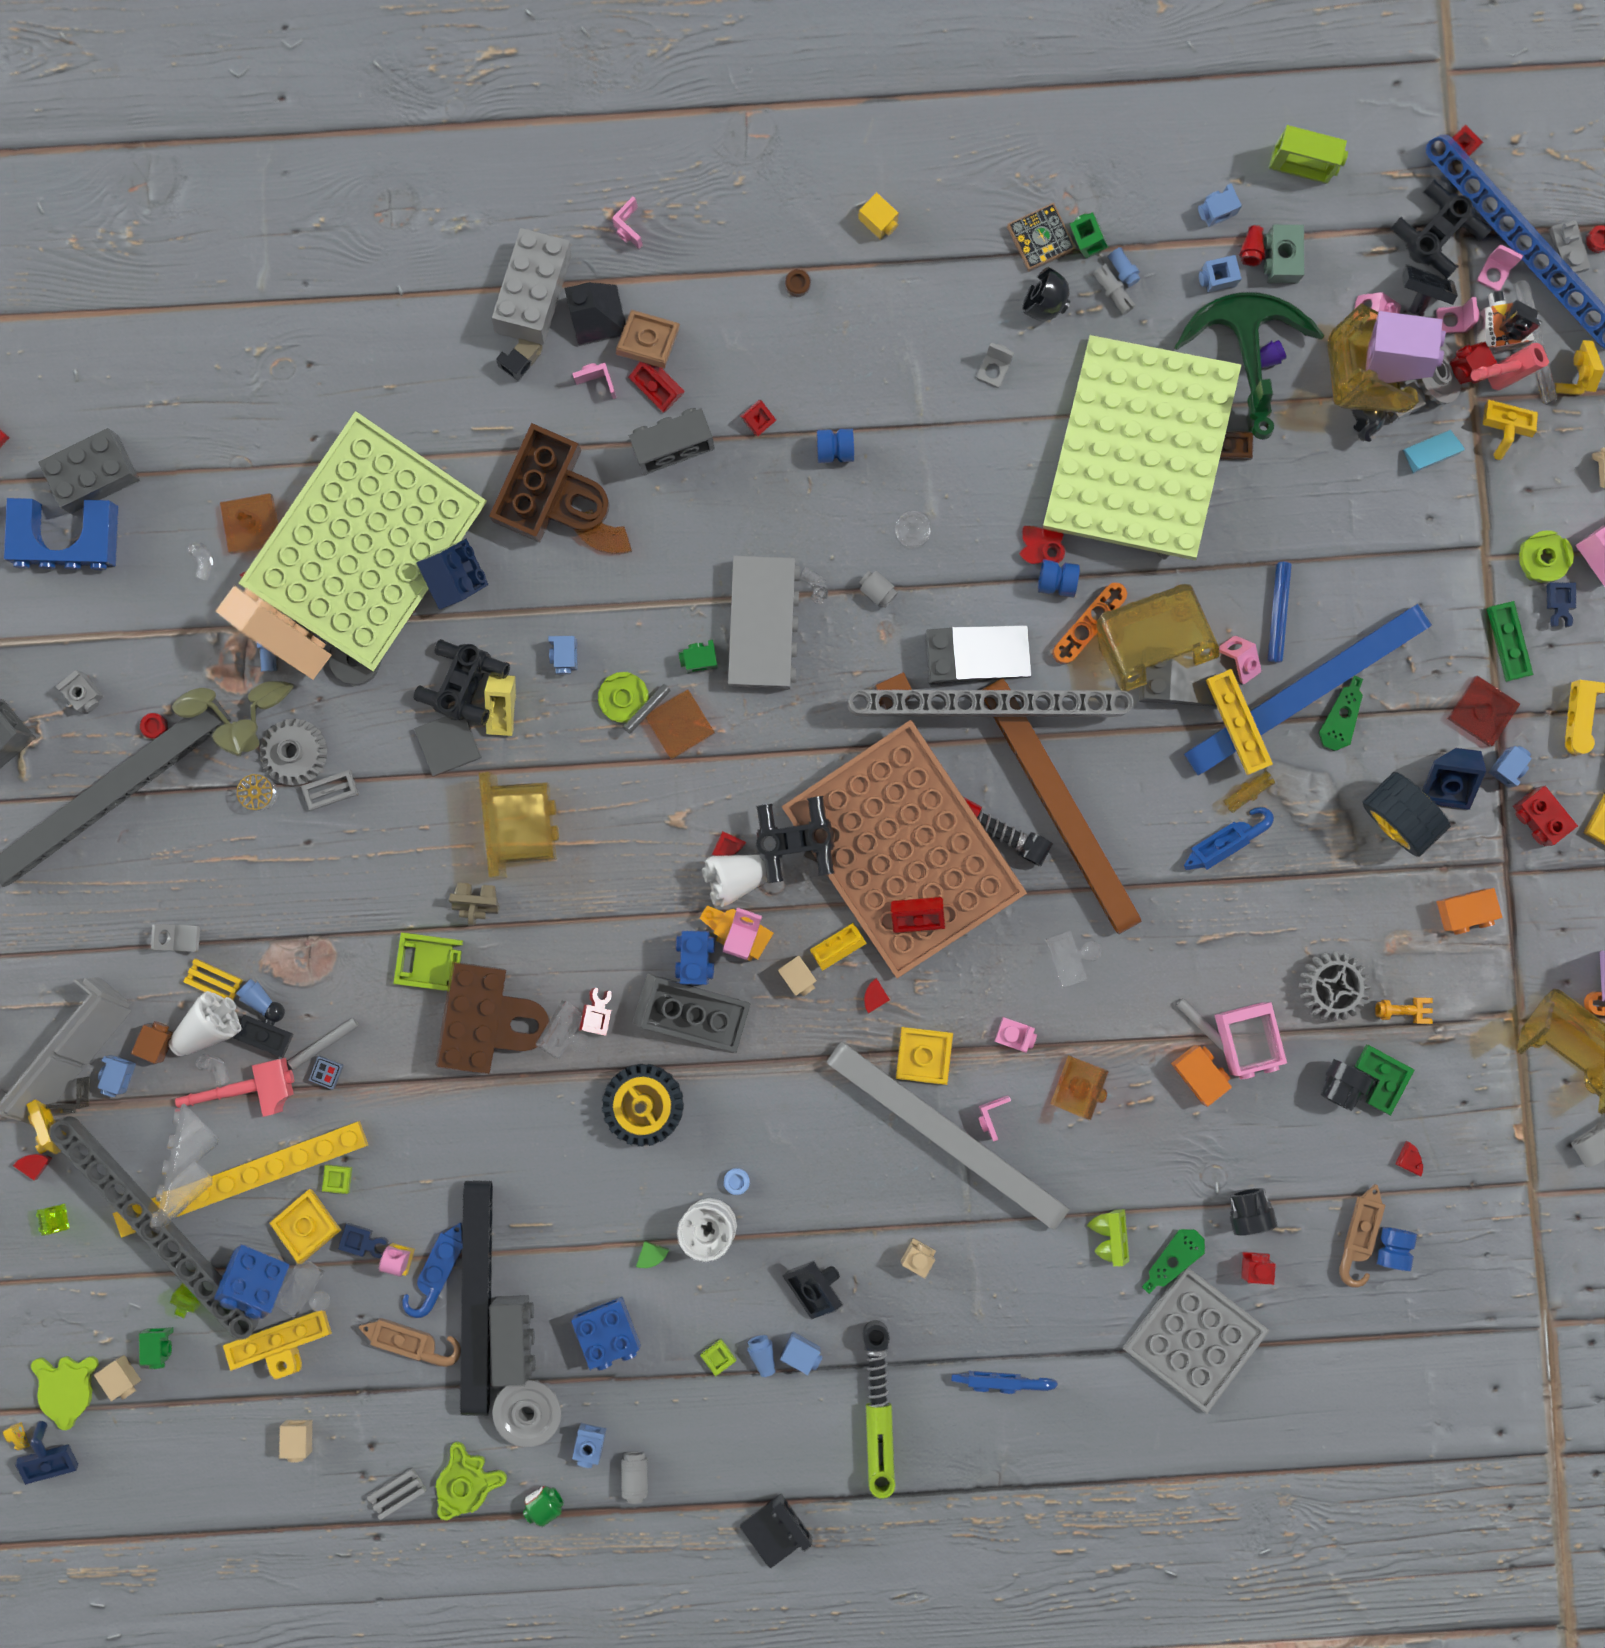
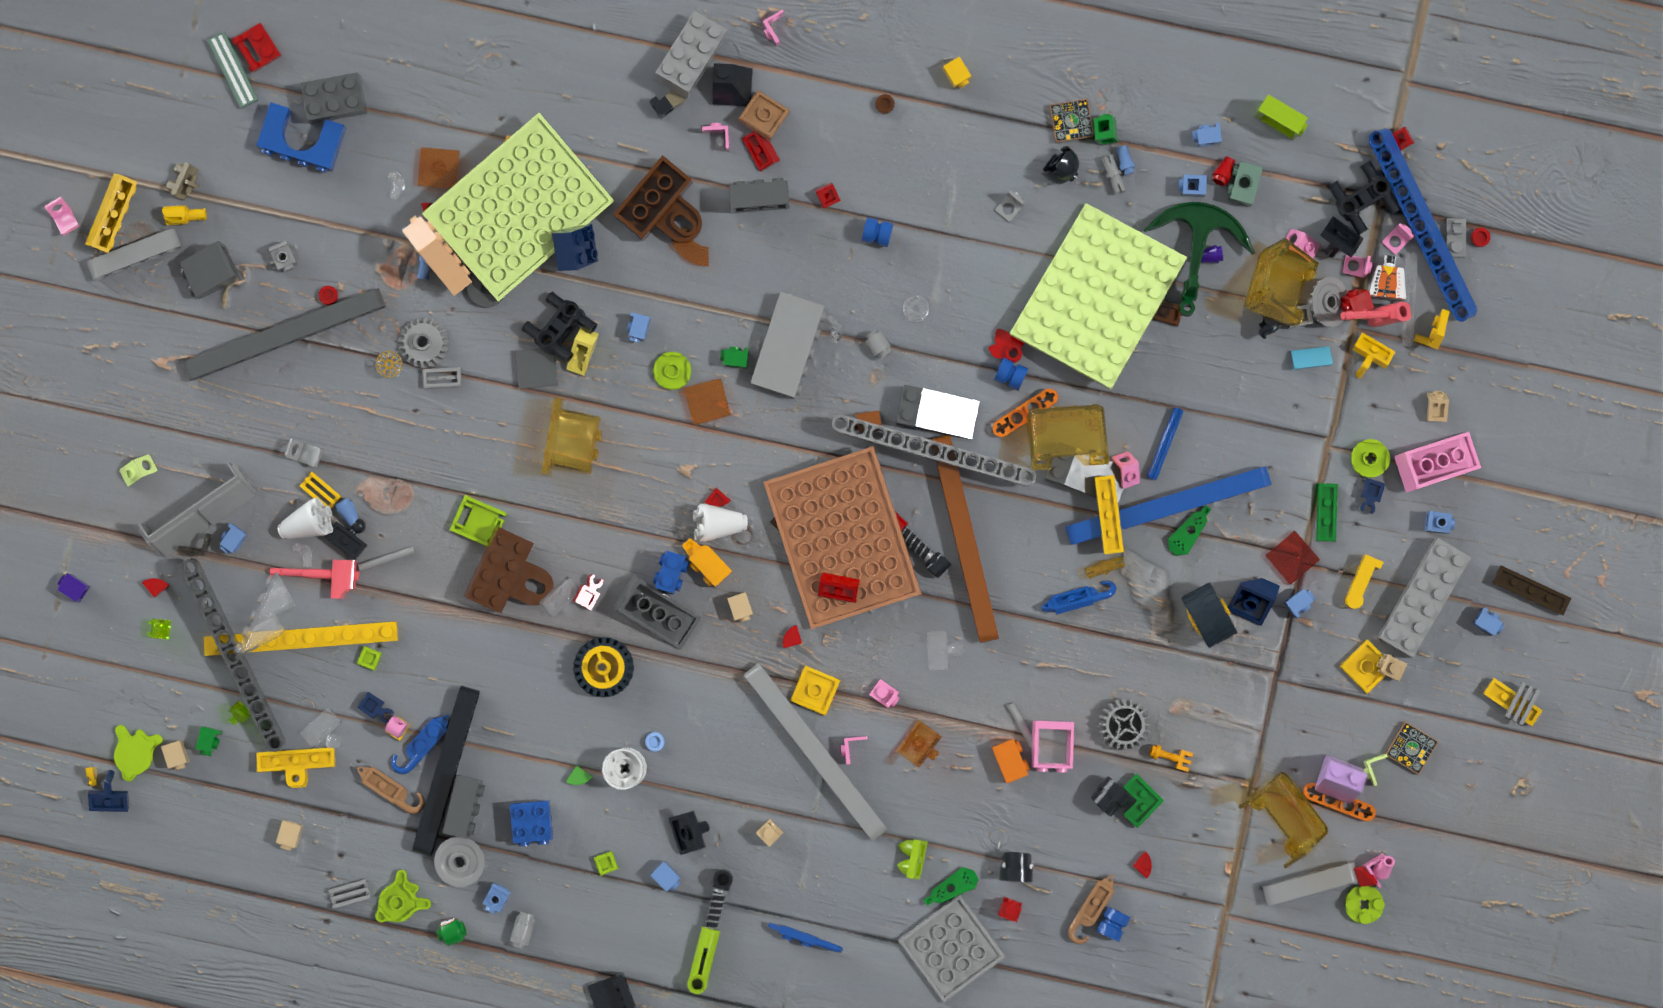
camera: 20 degrees right, 0 degrees up
(42, 1121) = (173, 555): yellow plate -> none
(153, 1042) = (266, 523): dark orange brick -> none
(239, 735) = (390, 321): olive plant -> none
(251, 1282) = (291, 712): blue brick -> none
(305, 1226) = (338, 685): yellow tile -> none
(326, 1072) = (383, 580): sand blue tile -> none
(474, 906) = (521, 490): dark tan hips -> none
(646, 709) = (686, 384): dark grey piece -> none
(742, 934) = (709, 565): bright pink bracket -> none
(761, 1352) = (638, 869): medium blue cone -> none
(795, 839) = (766, 508): black piece -> none
(838, 946) = (775, 594): yellow plate -> none
(1405, 347) = (1304, 279): lavender slope -> none
(1469, 909) = (1238, 697): orange brick -> none
(1520, 321) = (1397, 282): black bracket -> none
(1544, 816) = (1312, 646): red brick -> none

